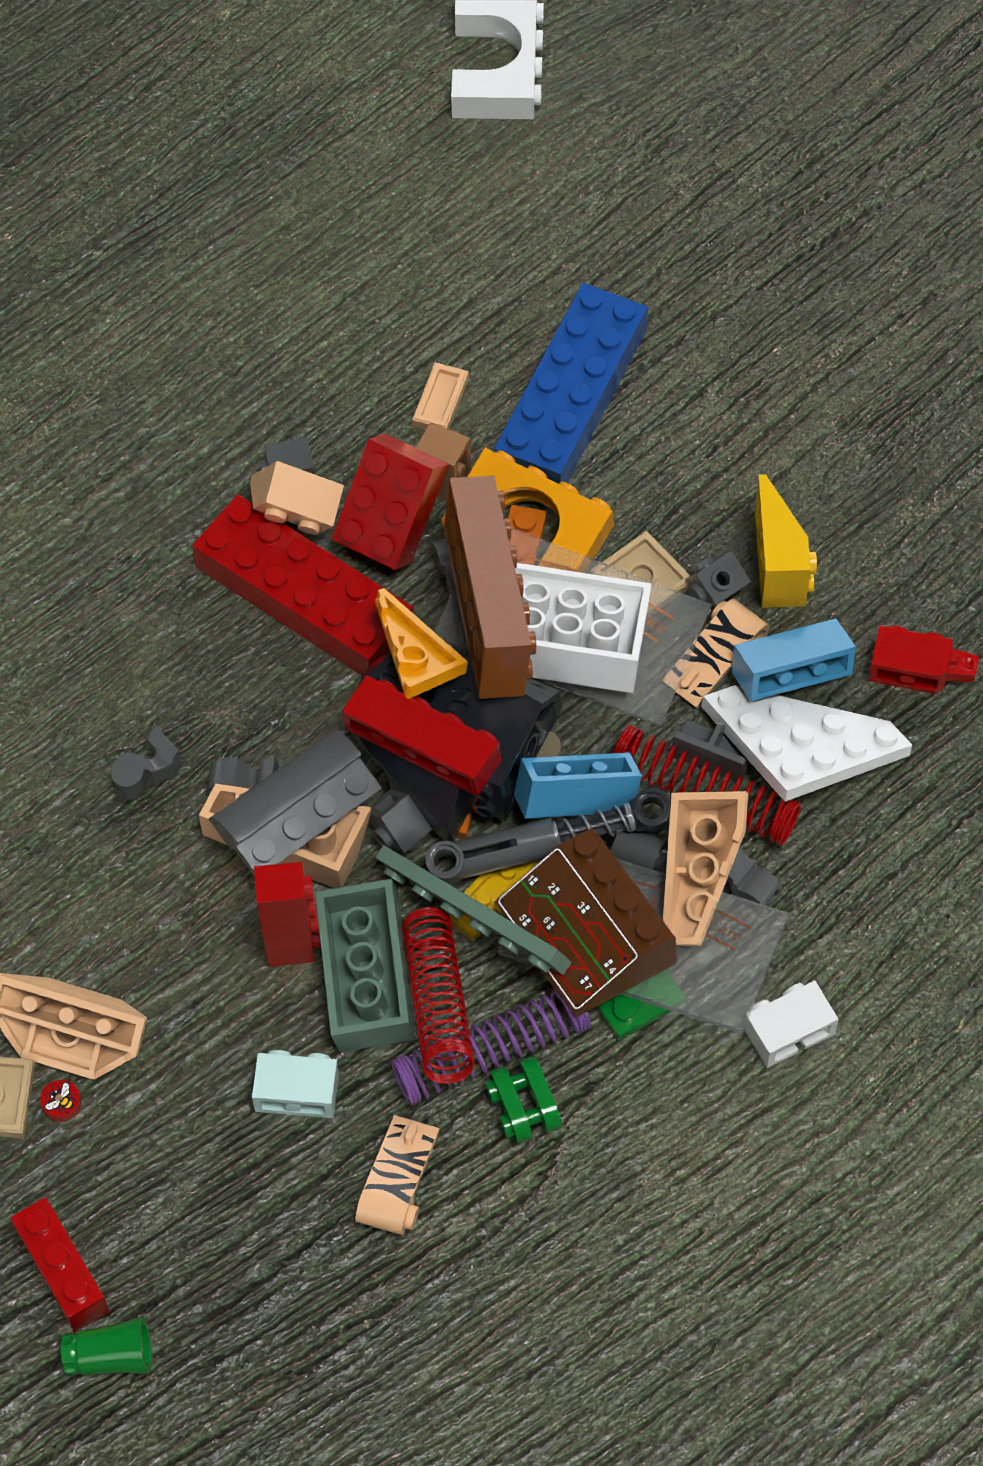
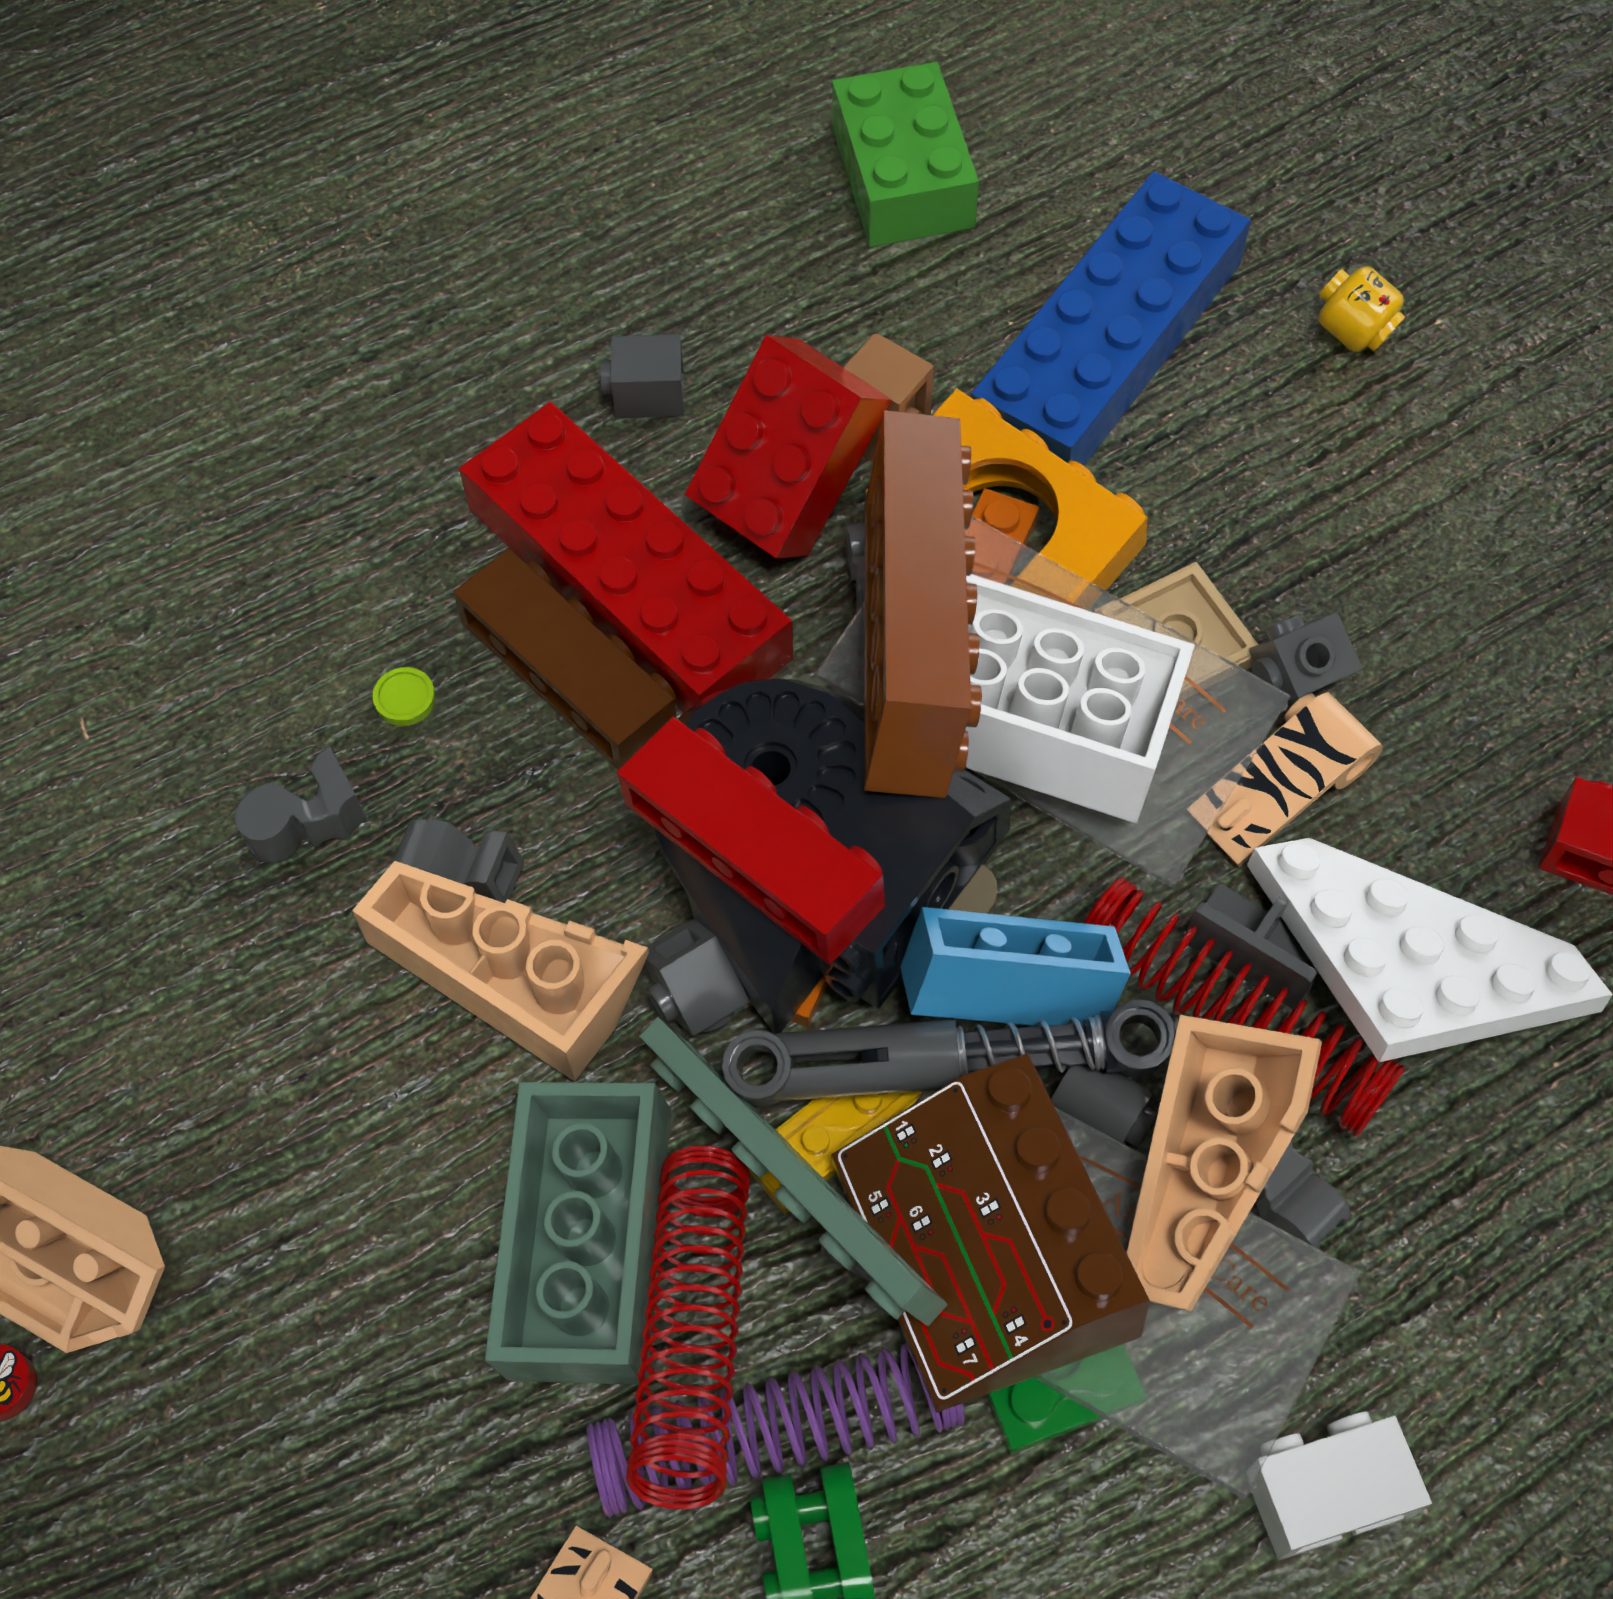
camera: 10 degrees right, 0 degrees up
(186, 689) = (404, 696): none -> lime piece
(281, 651) = (565, 657): none -> reddish brown brick
(287, 913) = (444, 1116): red brick -> none
(295, 1084) = (409, 1433): light aqua brick -> none
(296, 497) = (639, 418): light nougat slope -> none
(296, 802) = (516, 920): dark grey brick -> none
(417, 651) = (773, 691): light orange wing -> none
(421, 290) = (904, 154): none -> bright green brick
(440, 396) = (906, 308): light nougat tile -> none
(724, 352) = (1361, 308): none -> yellow head
(782, 551) = (1420, 625): yellow slope -> none
(793, 659) = (1419, 811): dark azure brick -> none

